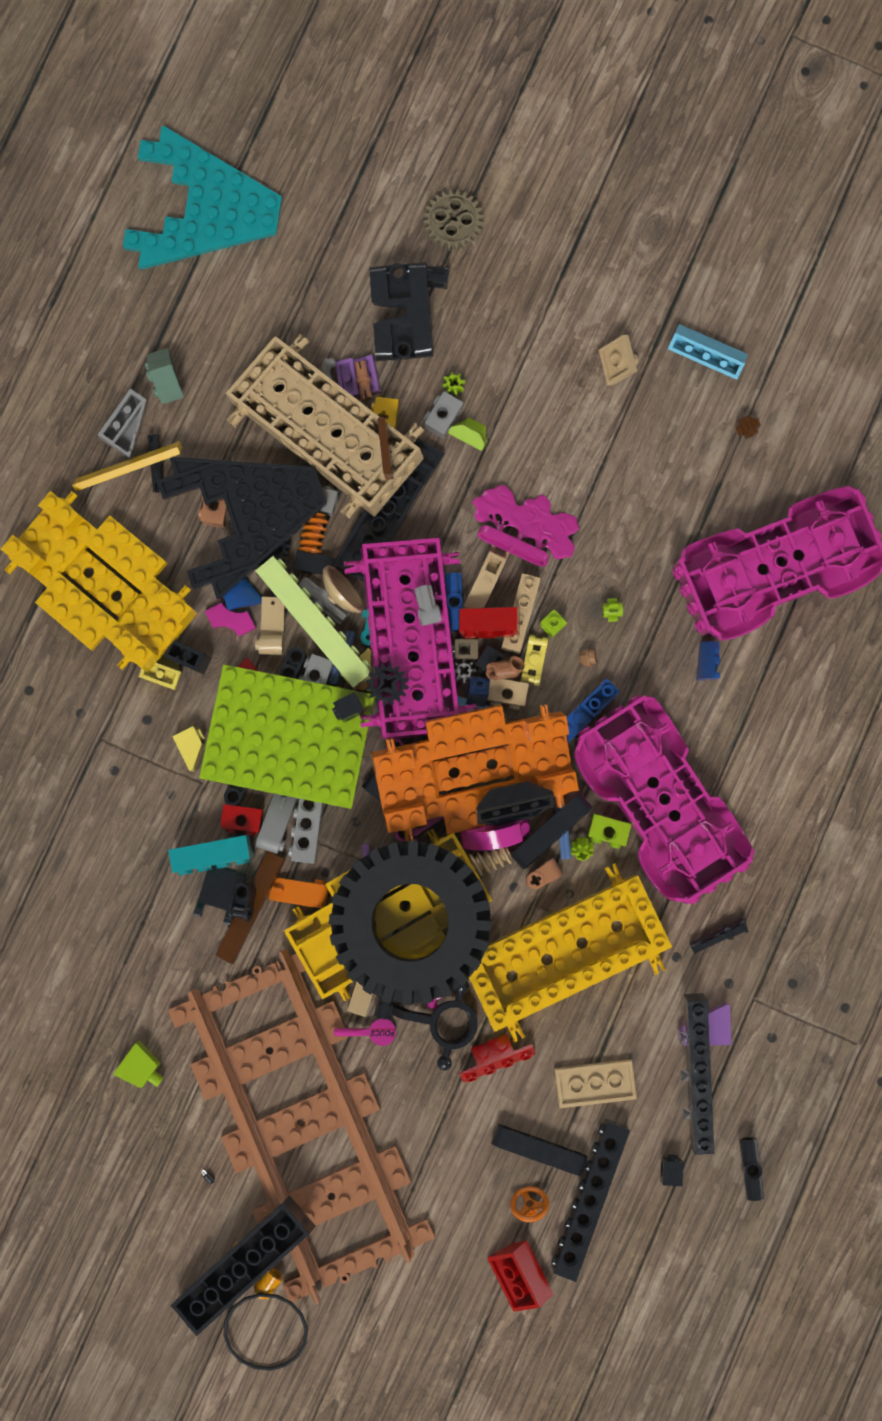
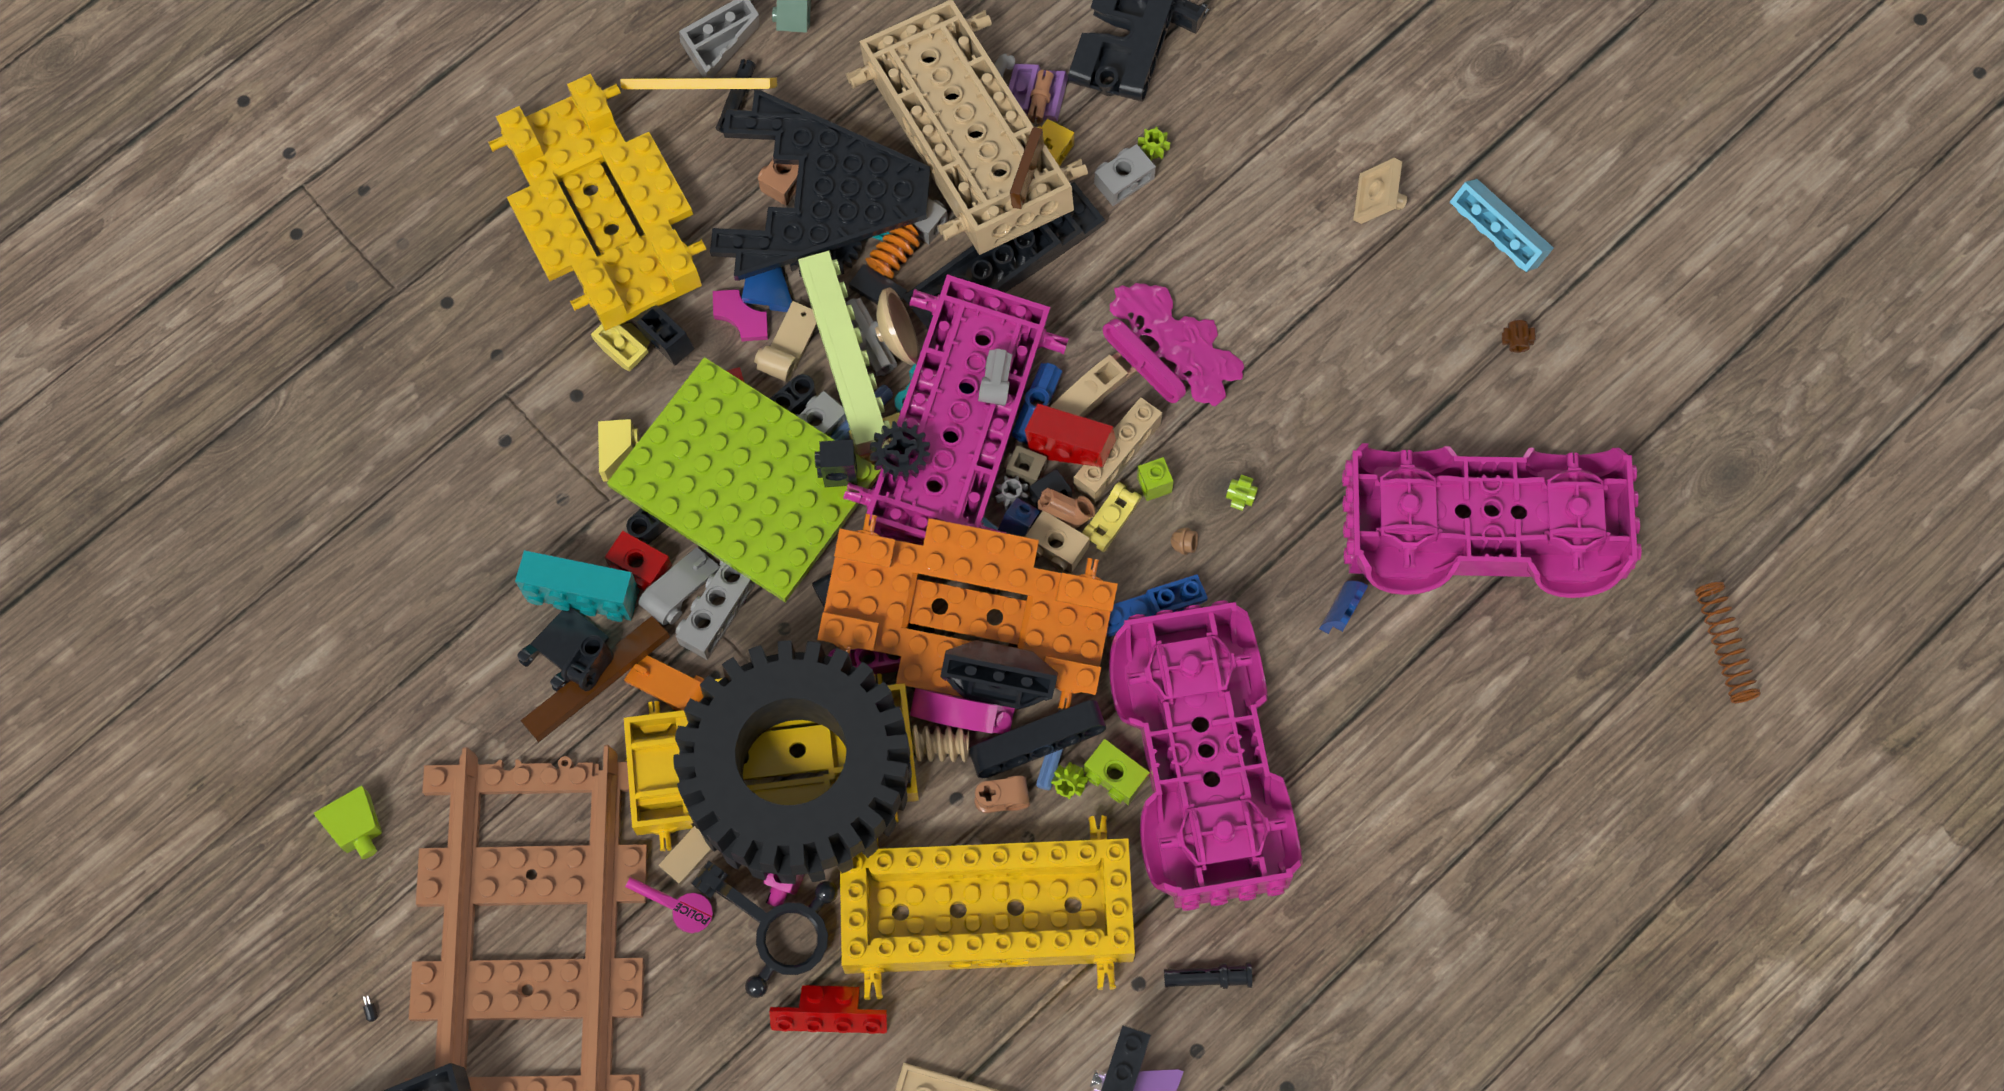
camera: 25 degrees right, 15 degrees down
(470, 433) = (1150, 209): lime slope -> none

